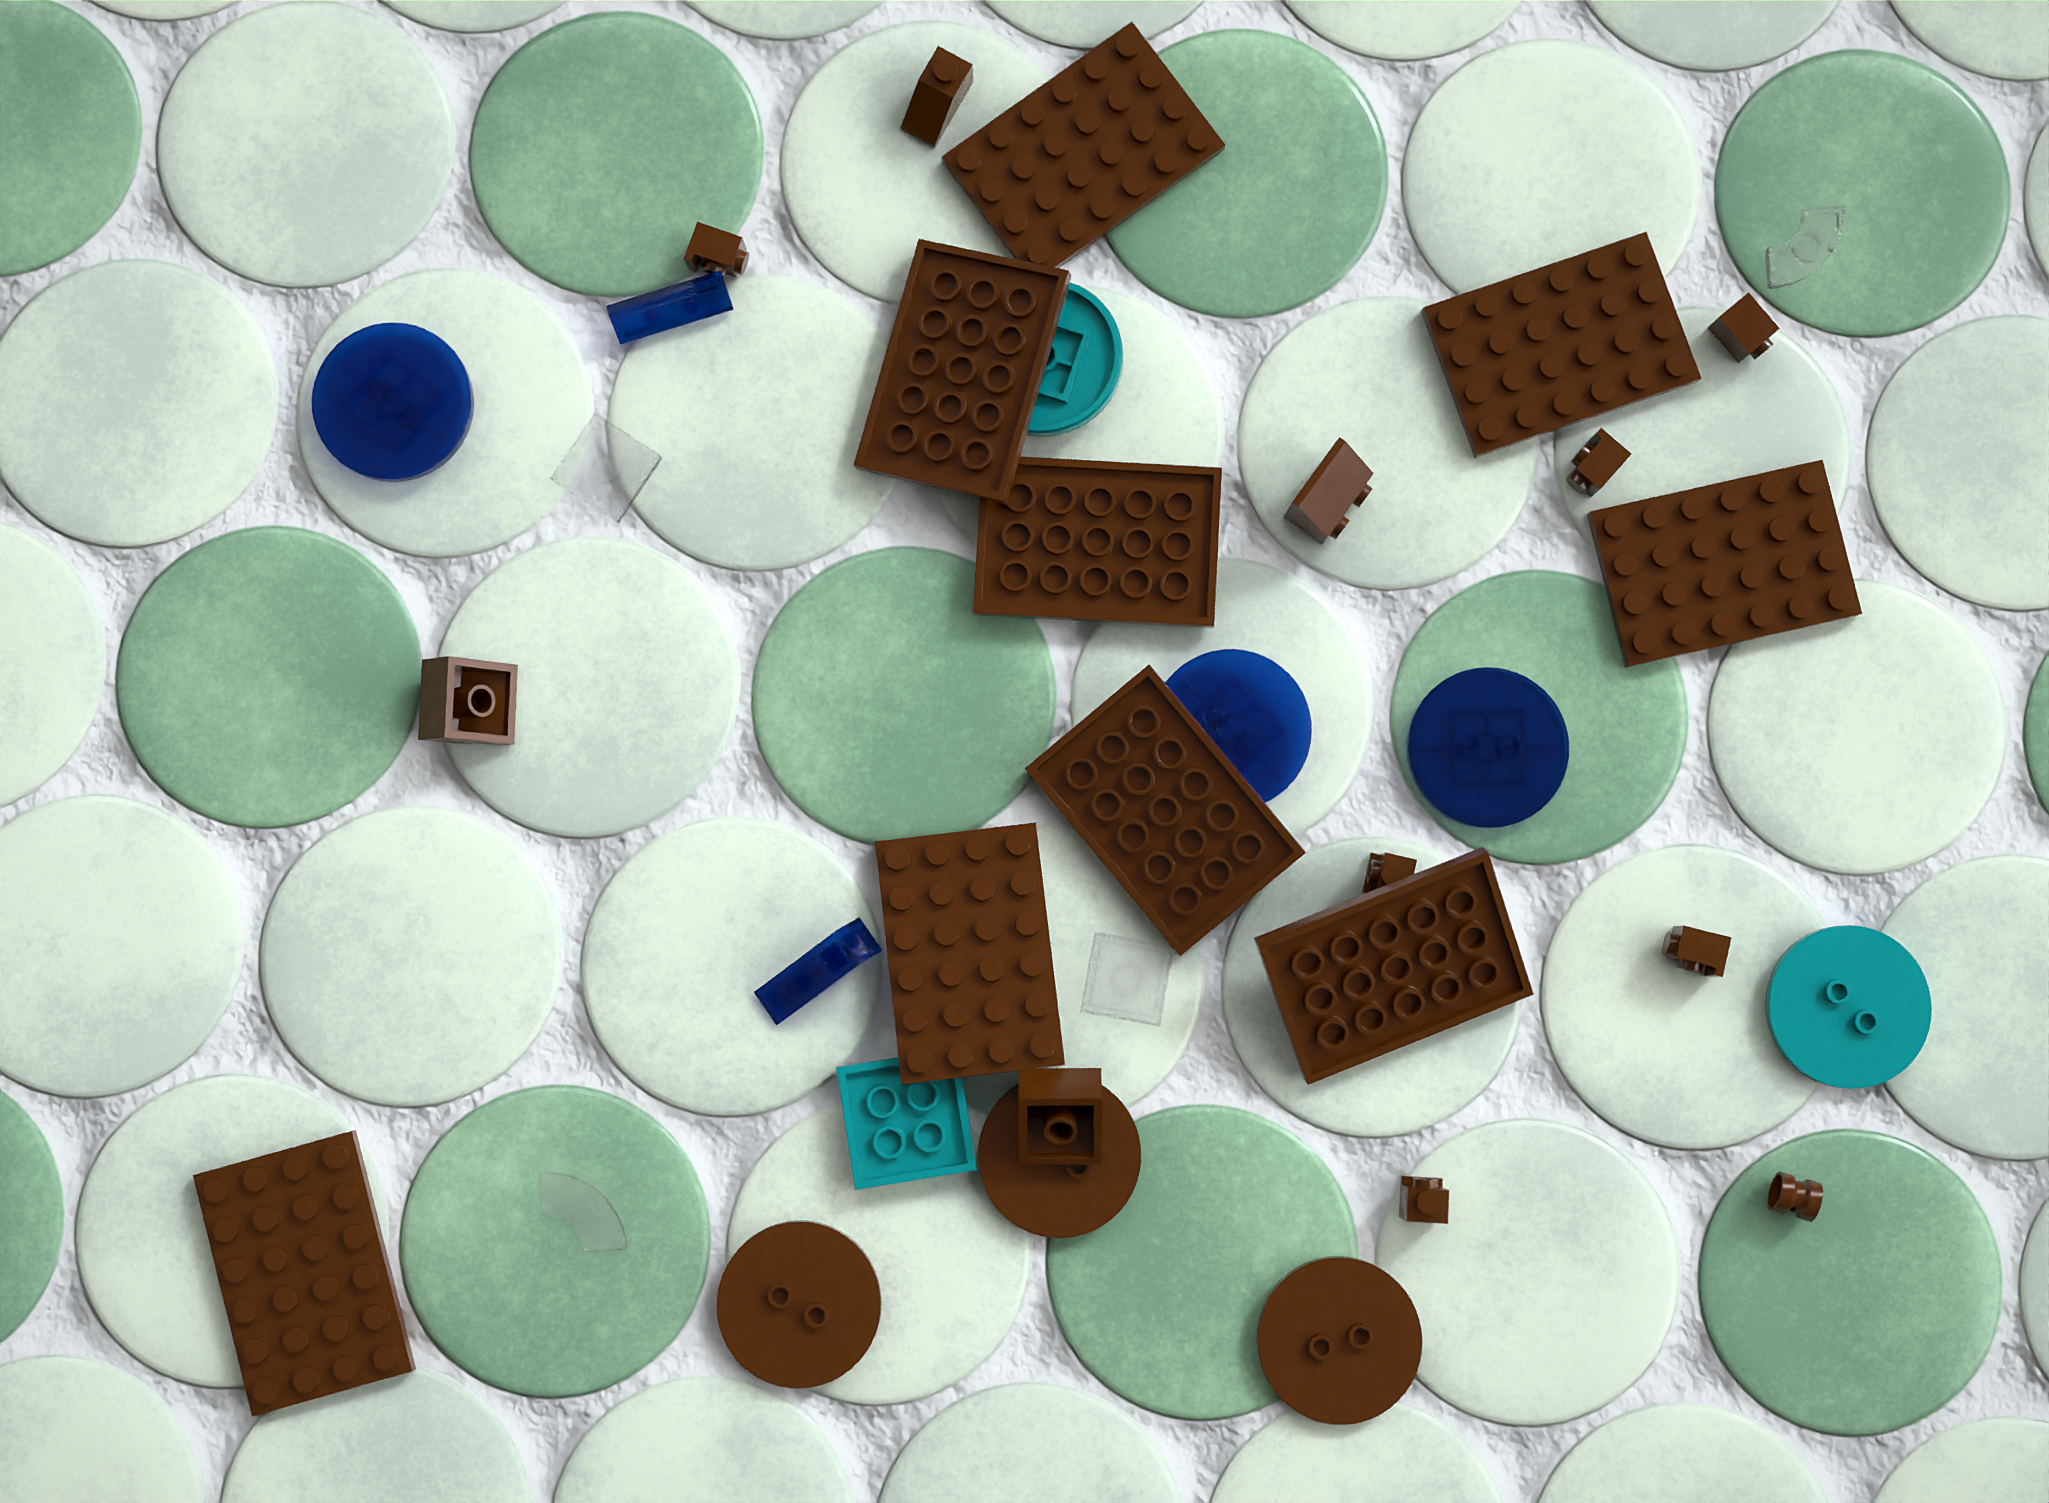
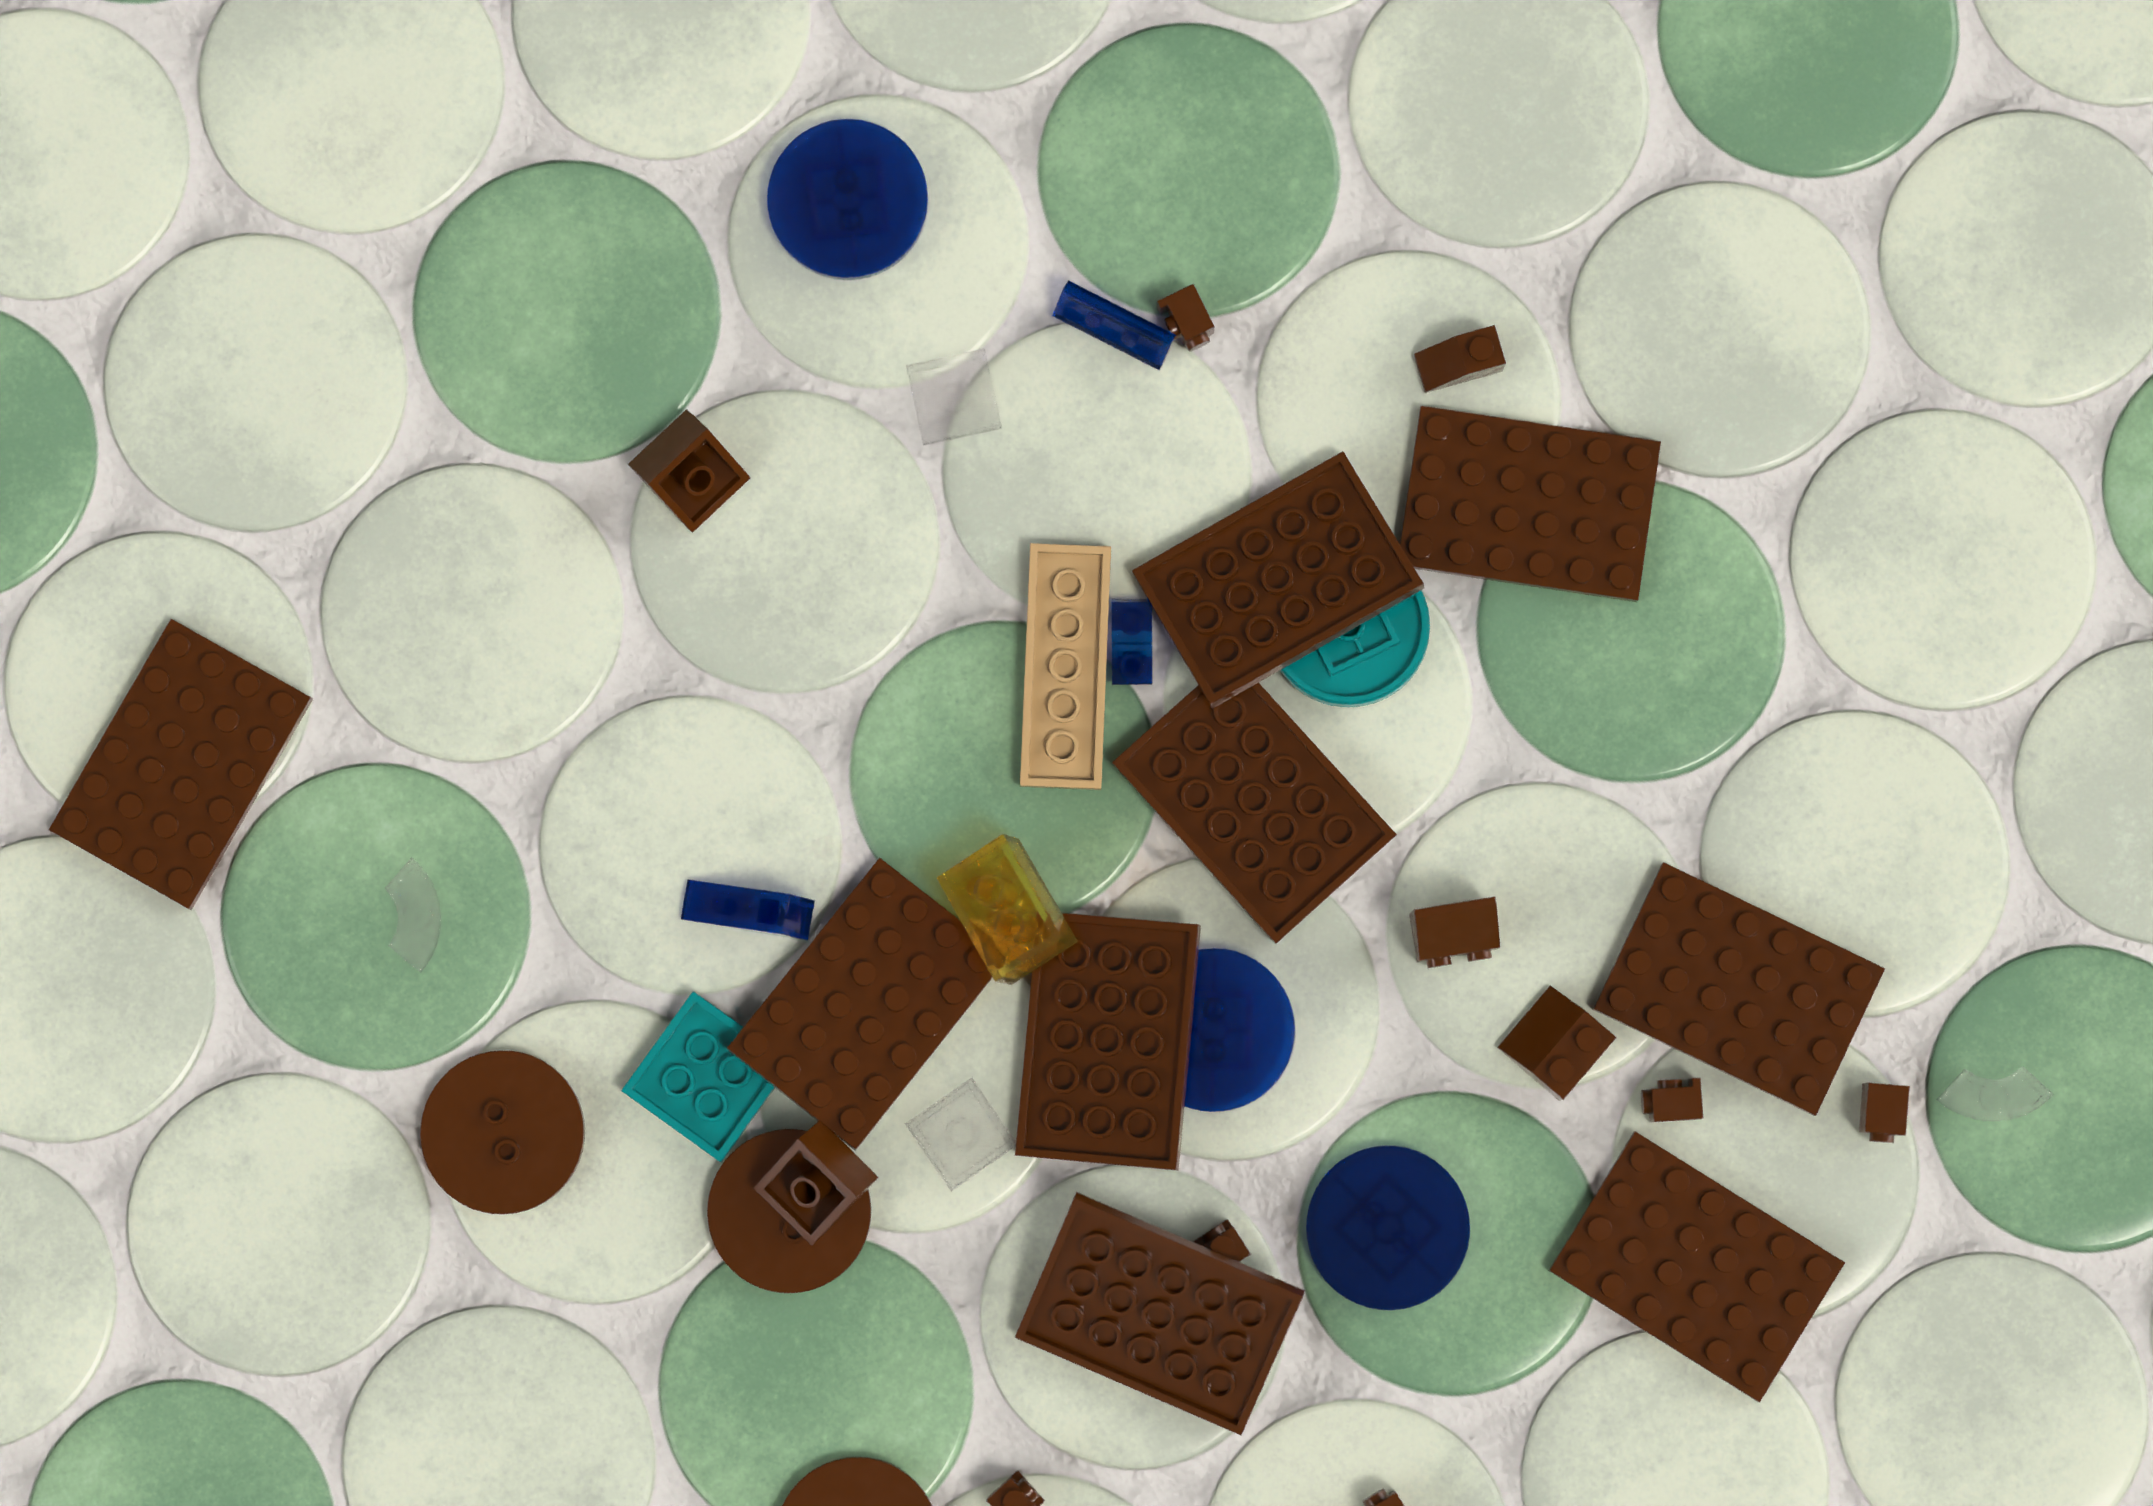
camera: 50 degrees right, 0 degrees up
(873, 578) = (1065, 666): none -> tan plate
(902, 516) = (1131, 642): none -> clear blue slope
(1003, 787) = (1006, 909): none -> clear yellow brick
(1477, 503) = (1556, 1043): none -> reddish brown slope

